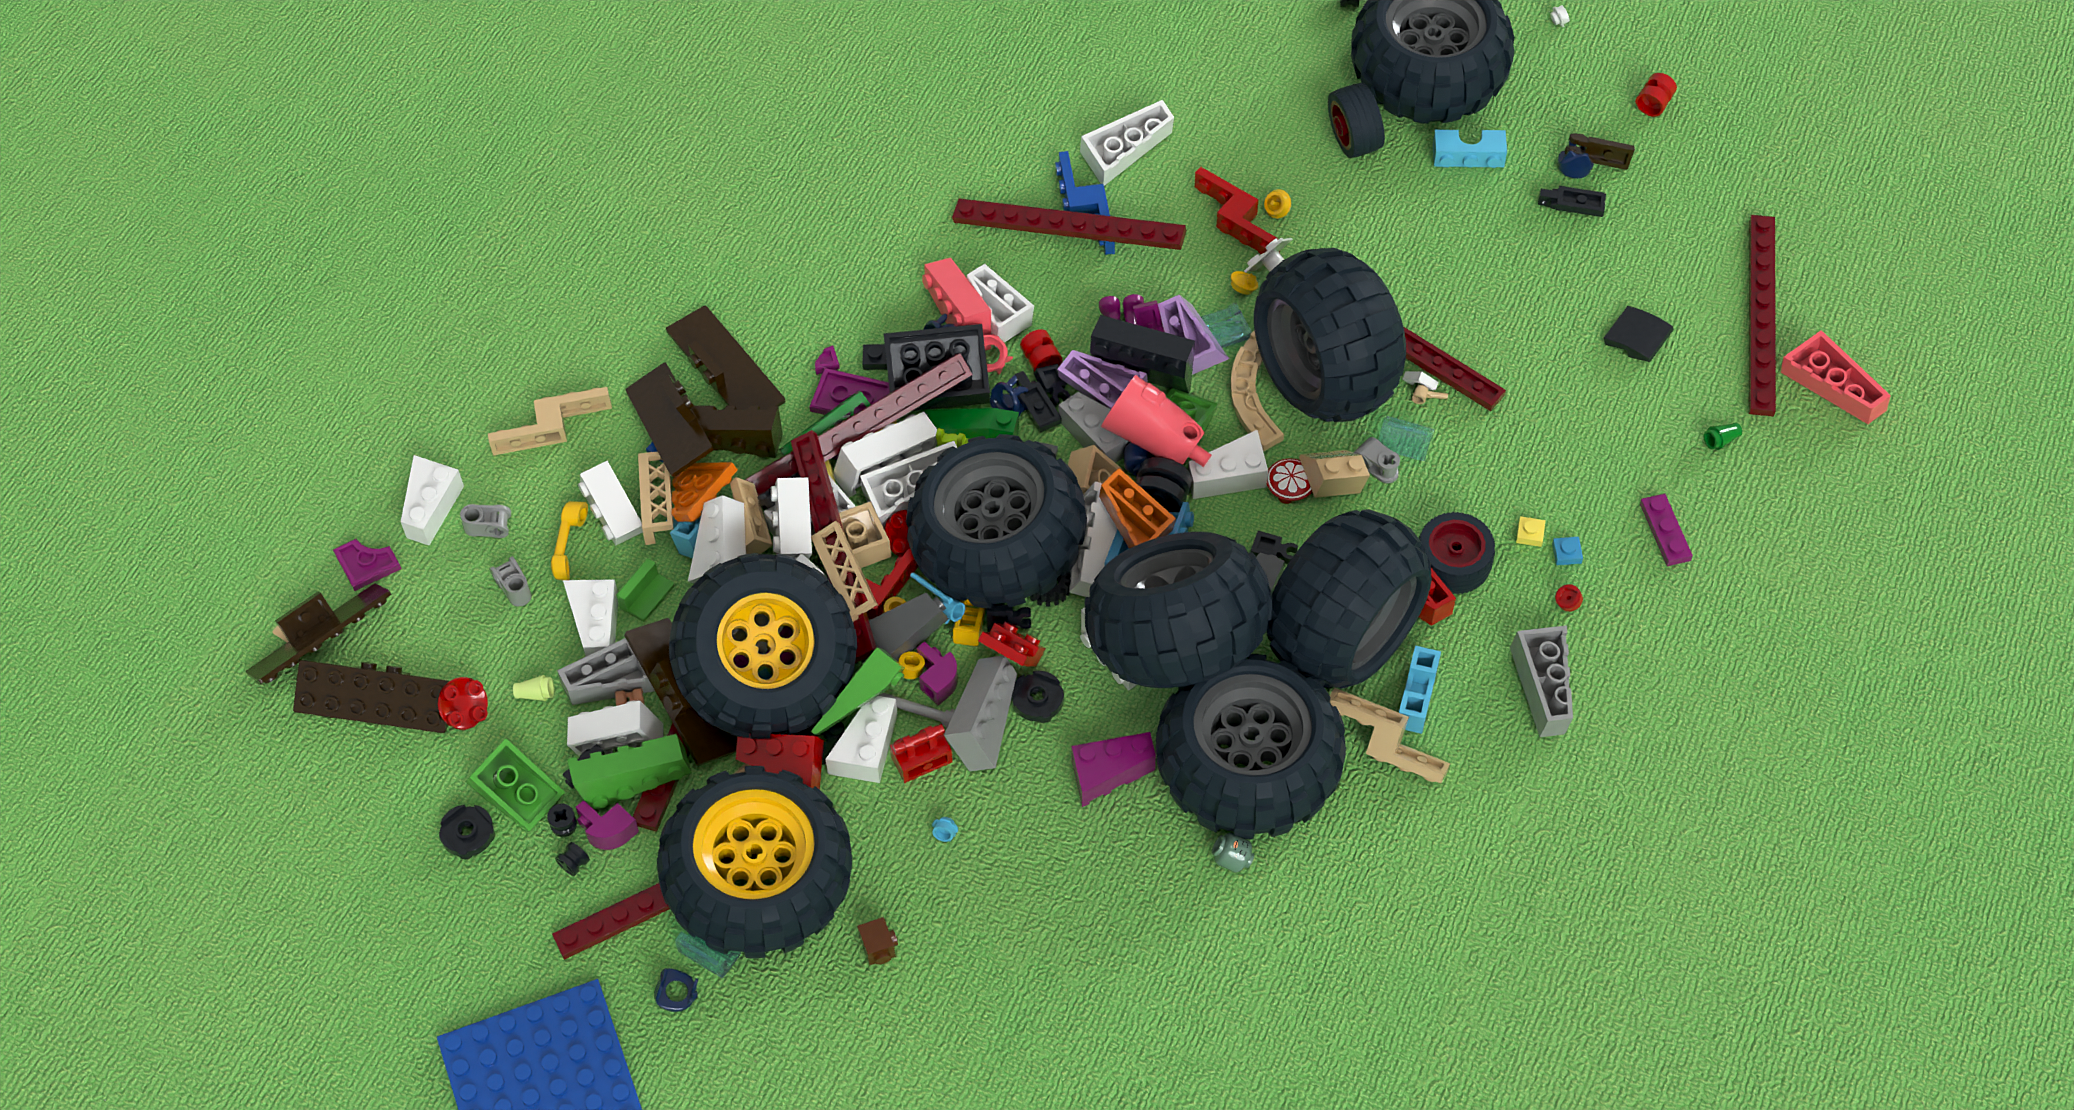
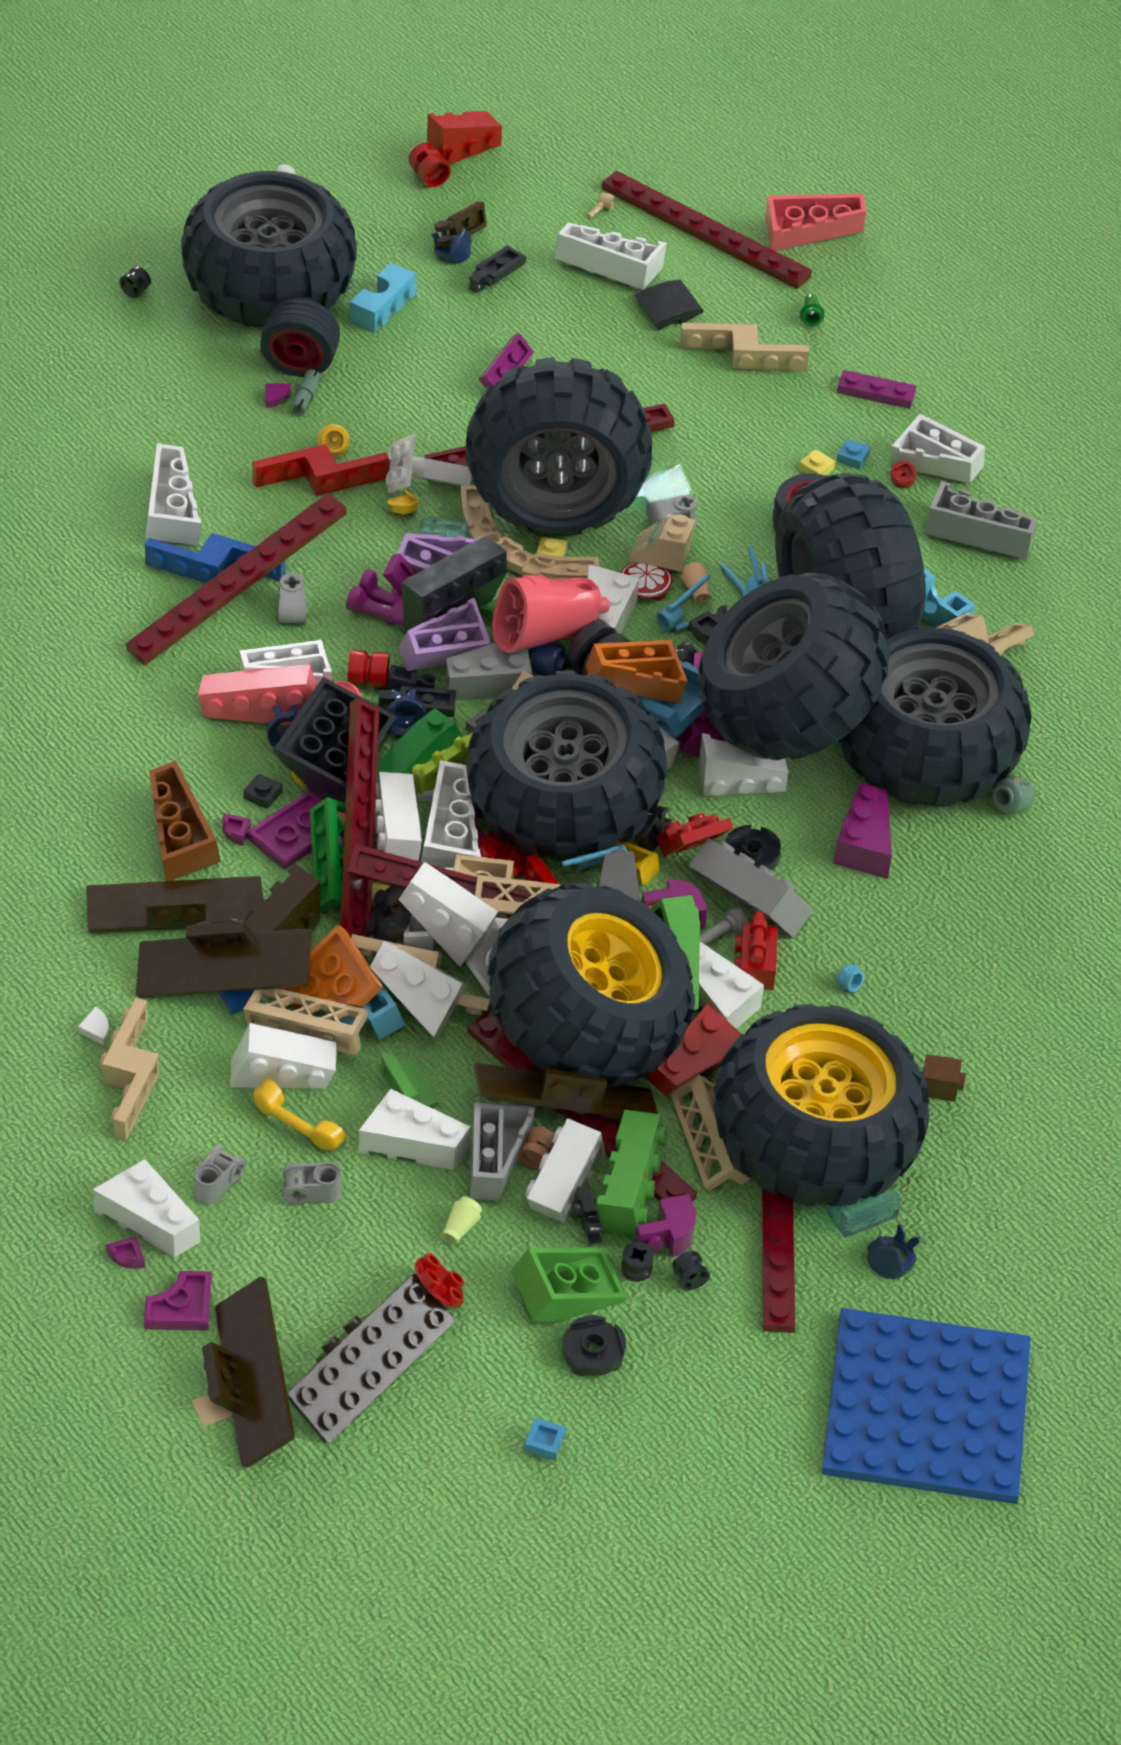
camera: 65 degrees left, 10 degrees down
(363, 841) = (545, 1439): none -> dark azure plate
(390, 508) = (126, 1253): none -> magenta tile
(582, 380) = (95, 1026): none -> white tile
(797, 323) = (182, 828): none -> dark orange wedge
(1076, 271) = (292, 599): none -> light grey piece
(1260, 516) = (672, 616): none -> medium azure plant
(1273, 403) = (552, 546): none -> light yellow plate
(1305, 143) = (276, 392): none -> magenta tile
(1314, 513) = (692, 574): none -> light nougat cone
(1317, 159) = (305, 392): none -> sand green pin
(1460, 265) = (514, 353): none -> magenta plate
(1610, 605) = (938, 451): none -> white wedge
(1628, 410) = (744, 346): none -> tan bracket
(1655, 266) = (610, 254): none -> white wedge
(1712, 96) = (463, 134): none -> red wedge
(1729, 228) = (605, 201): none -> tan hand

